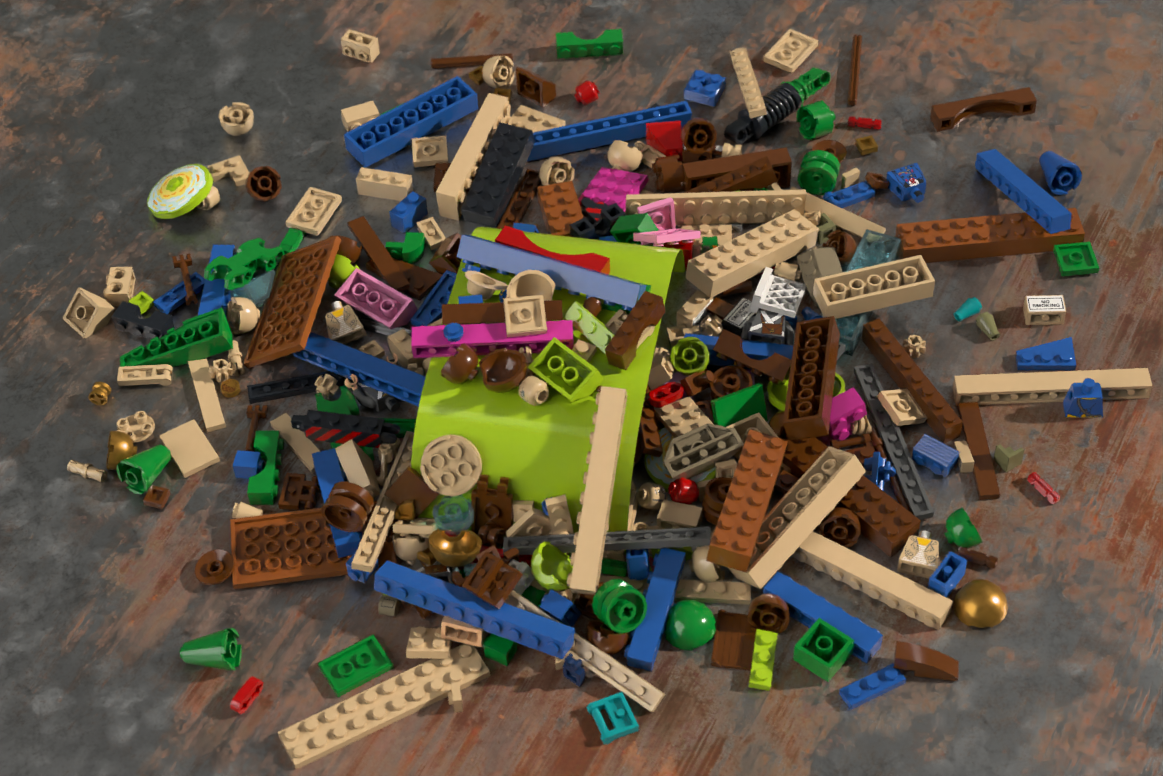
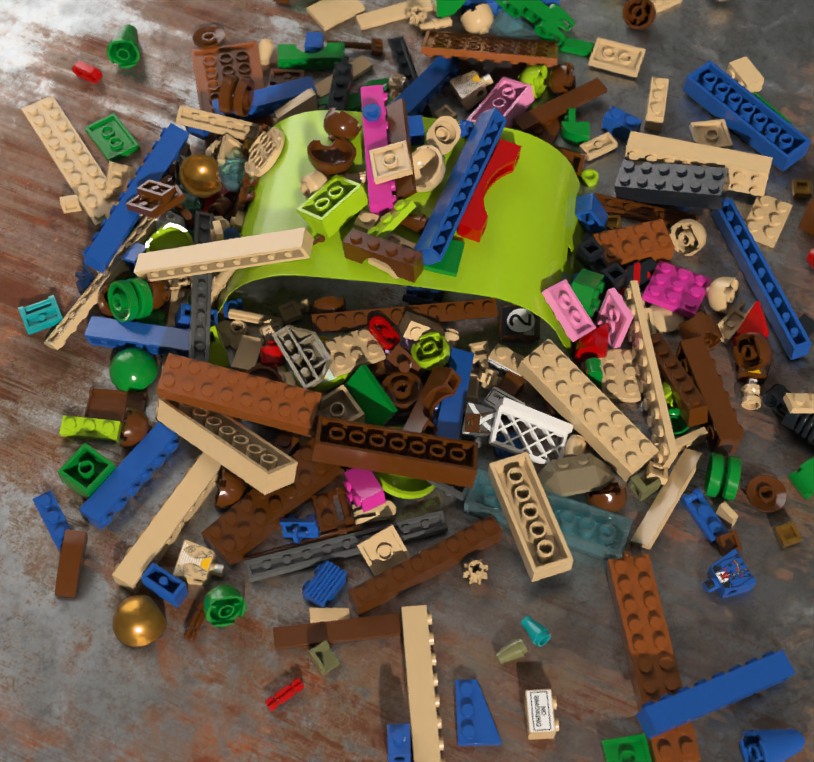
camera: 85 degrees right, 10 degrees up
(230, 388) = (401, 26): pearl gold tile -> none

